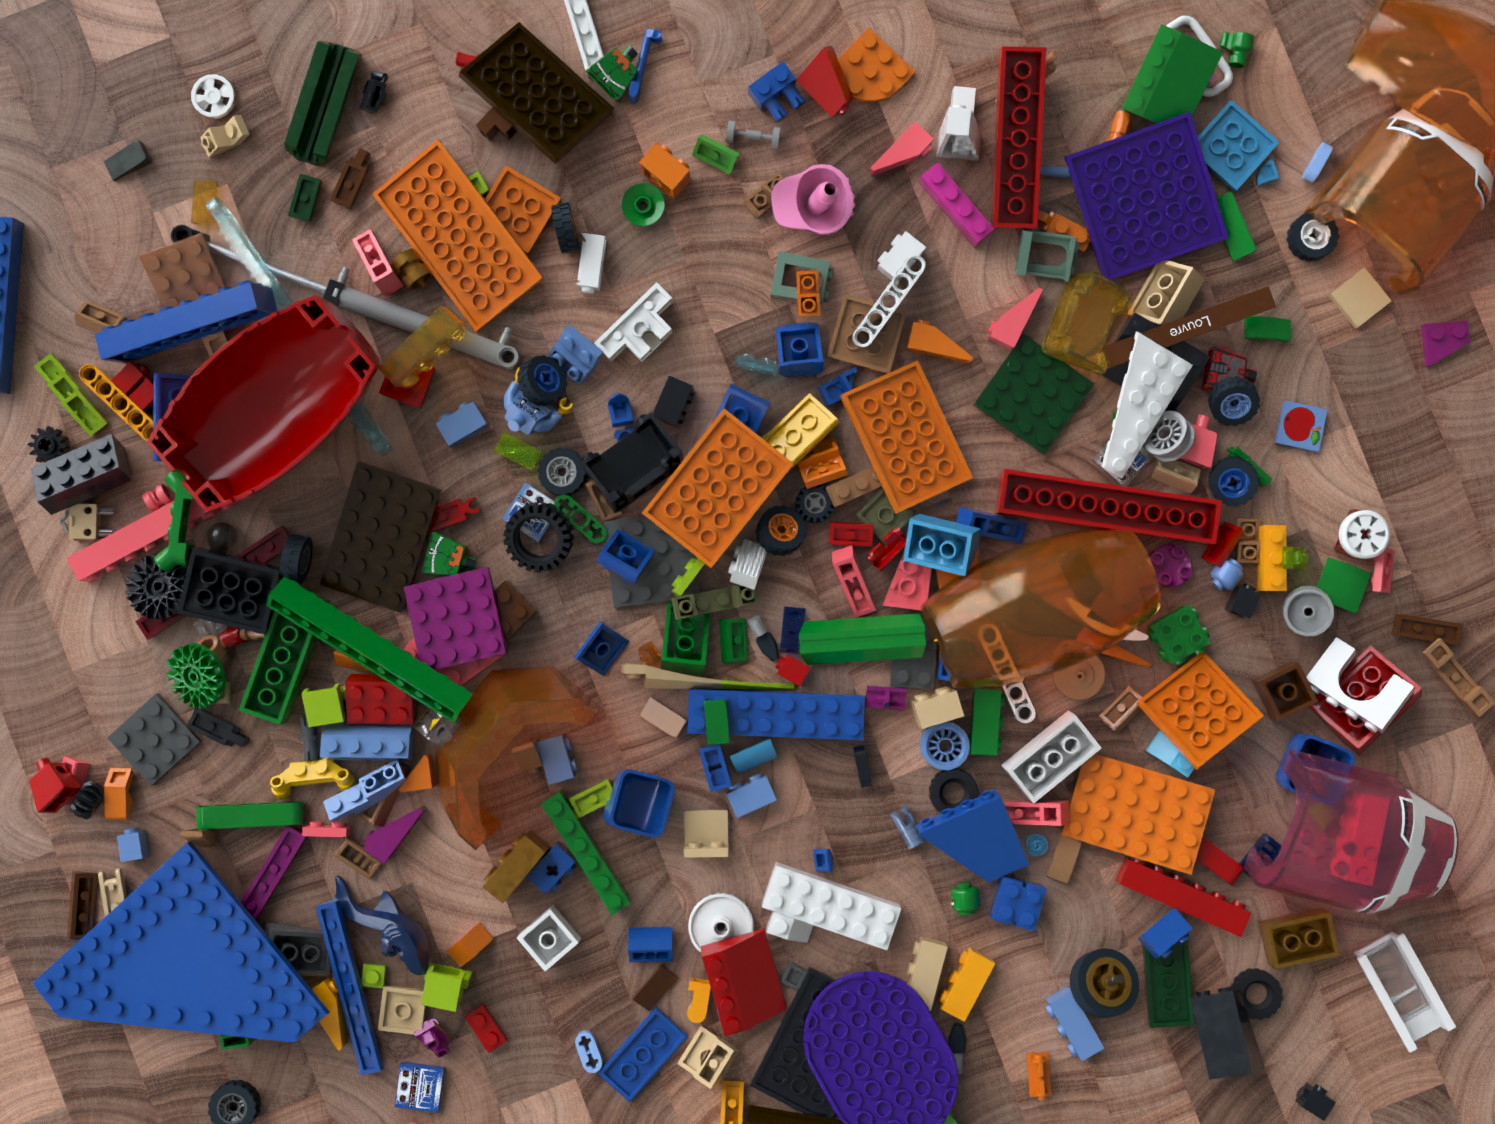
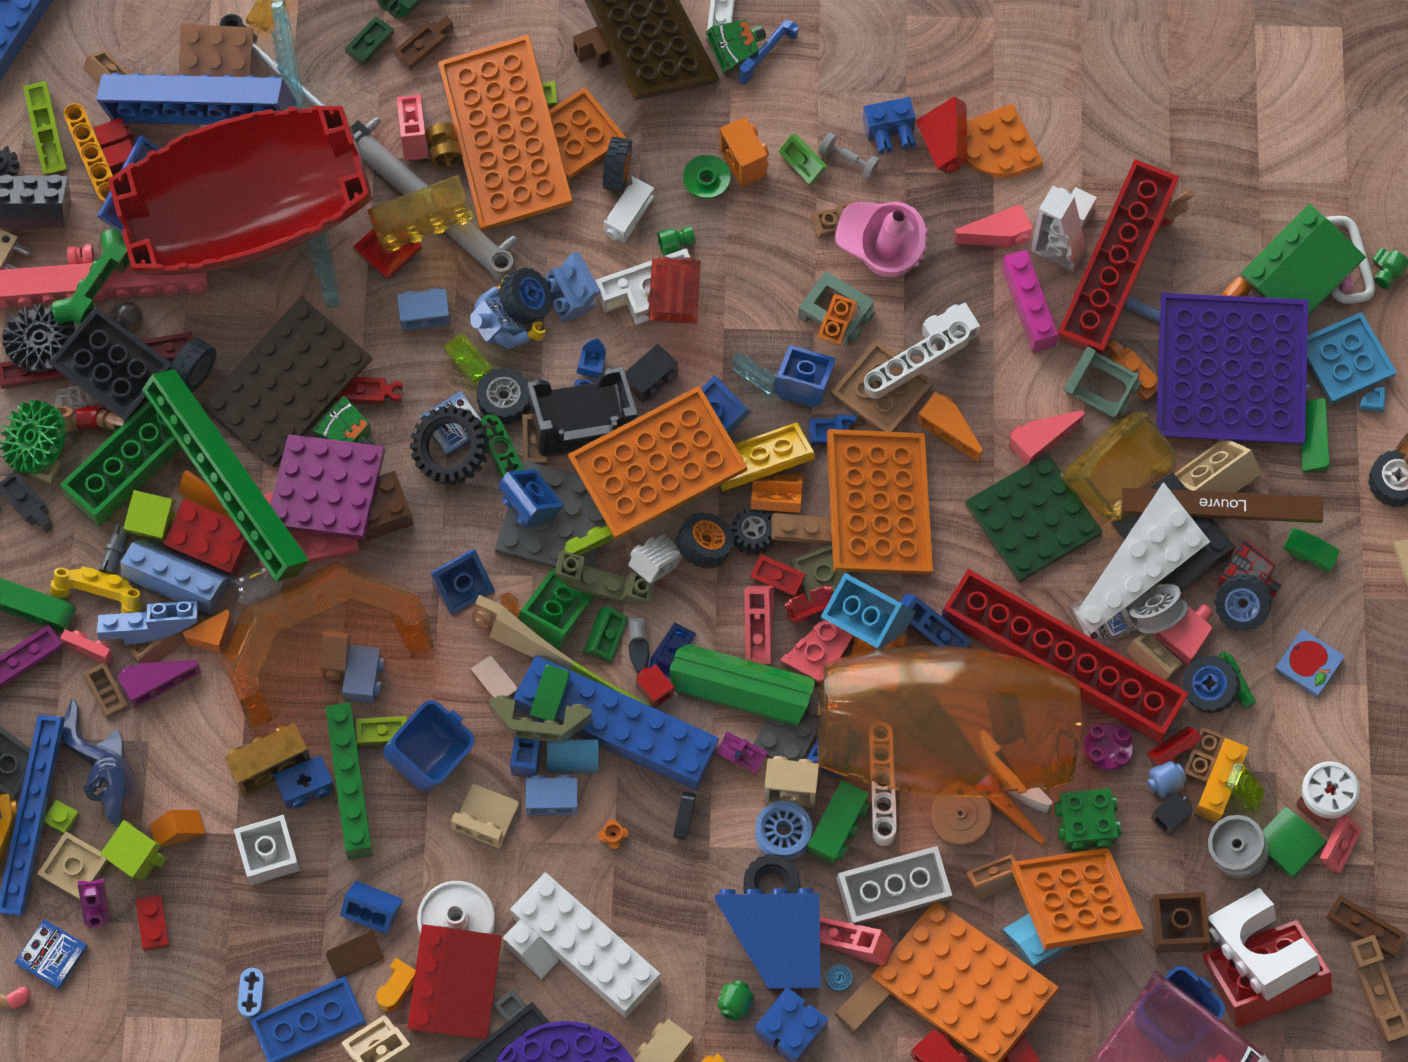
camera: 20 degrees right, 20 degrees down
(639, 275) = (672, 240): none -> green piece
(665, 326) = (674, 290): none -> clear red brick
(689, 753) = (575, 719): none -> olive slope
(806, 807) = (610, 827): none -> orange plate
(823, 859) = (599, 895): blue slope -> none
(909, 830) = (705, 903): sand blue hinge -> none

